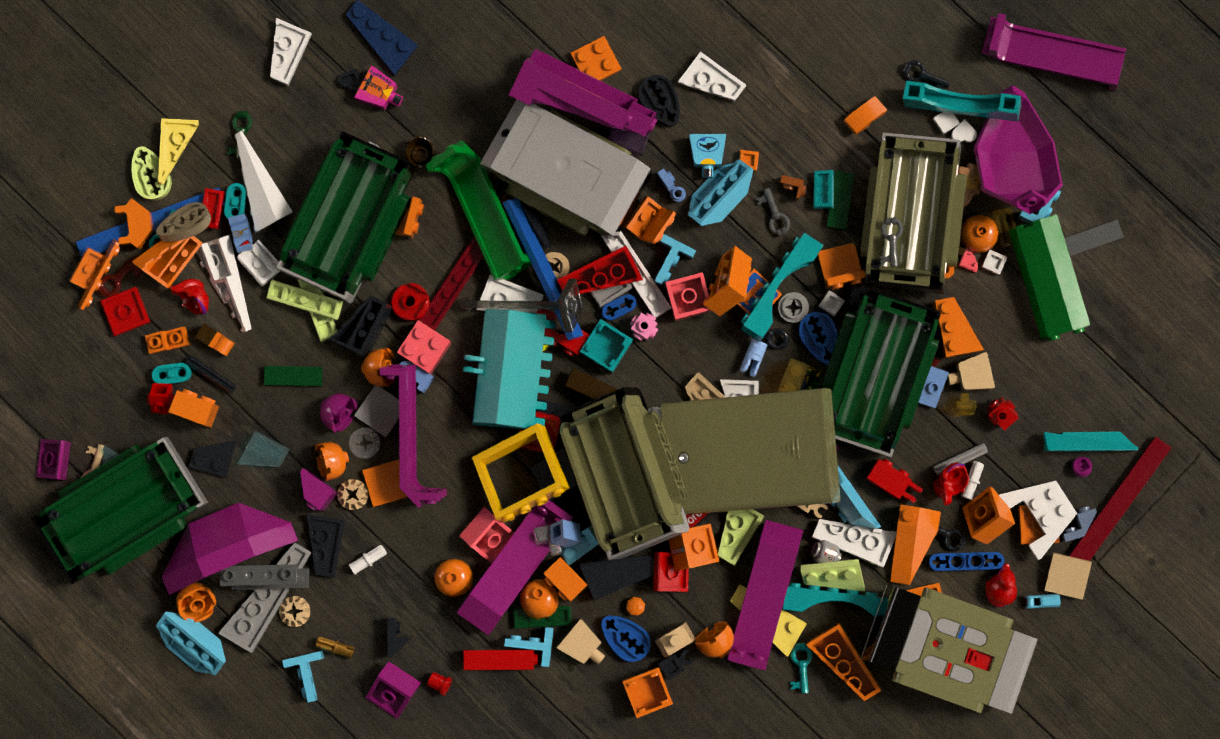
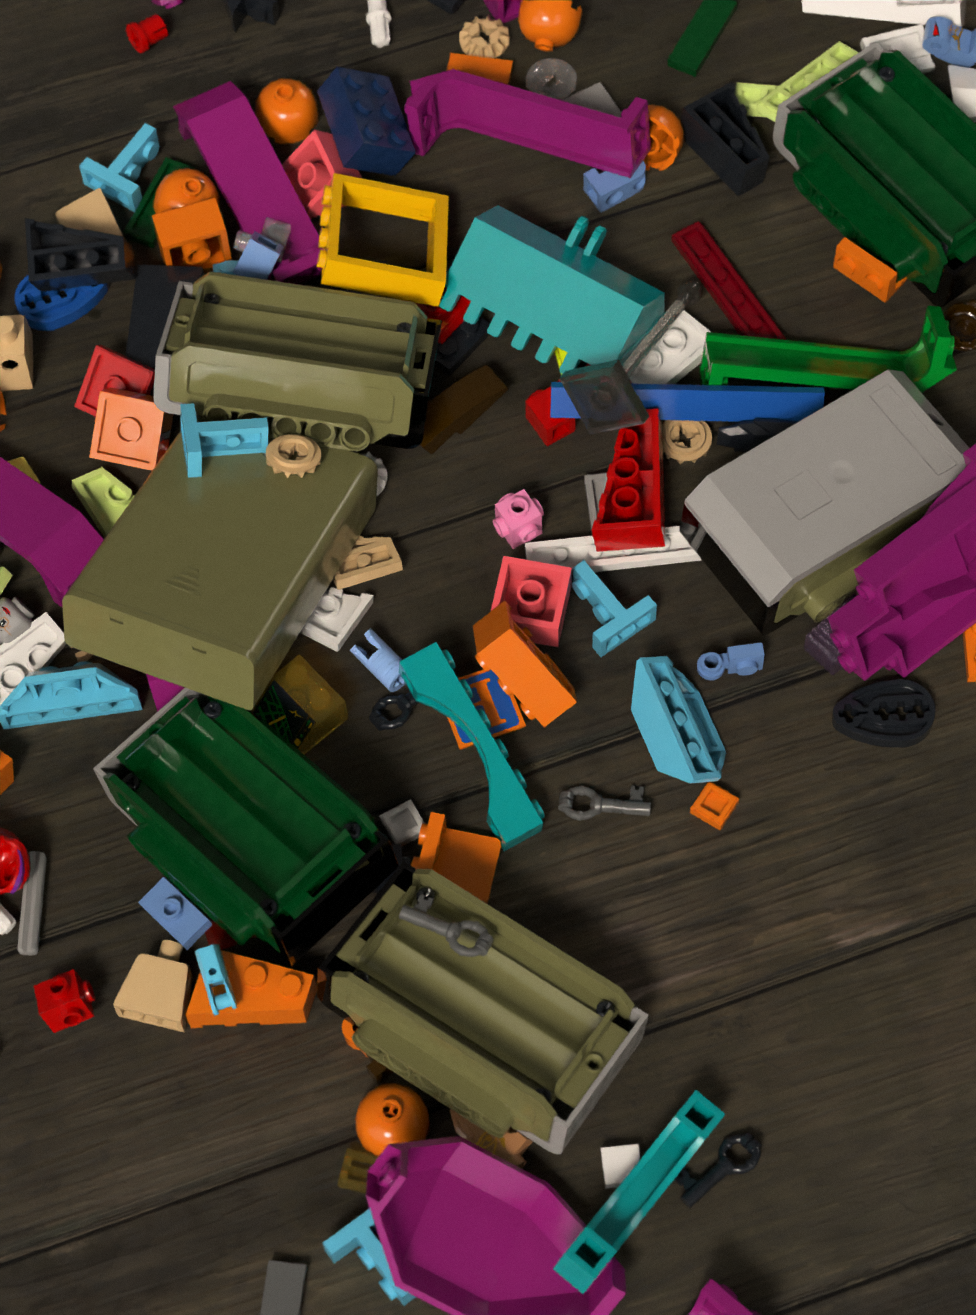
camera: 120 degrees right, 20 degrees down
(337, 411) = (615, 57): magenta cylinder -> none
(415, 311) = (732, 235): red tile -> none
(424, 347) = (651, 206): coral brick -> none
(447, 525) = (366, 121): none -> dark blue brick
(500, 659) = (138, 104): red brick -> none
(606, 346) = (517, 451): teal container -> none
(610, 631) = (75, 257): none -> black wedge
(622, 311) = (563, 503): blue beam -> none
(635, 606) = (97, 327): orange tile -> none
(649, 220) = (689, 600): orange bracket -> none
(676, 438) = (284, 447): none -> tan gear
(695, 486) = (219, 438): none -> medium azure bracket
(707, 151) = (760, 742): medium azure torso -> none
(712, 78) = (887, 808): white wing -> none
(791, 183) = (639, 851): dark orange bracket -> none
(799, 301) = (423, 746): light grey gear -> none
(808, 339) = (364, 760): blue piece -> none
(823, 189) = (602, 897): teal plate -> none
(842, 195) = (571, 920): dark green tile -> none
(864, 115) = (699, 1027): orange slope -> none
(892, 480) = (57, 776): red hinge -> none
(962, 342) = (214, 974): none -> medium azure bar
(964, 132) = (585, 1187): white tile -> none
(964, 406) = (114, 950): clear yellow tile -> none
(968, 261) = (353, 1081): coral tile -> none
(994, 262) = (329, 1124): white tile -> none
(1049, 277) = (246, 1190): green panel -> none

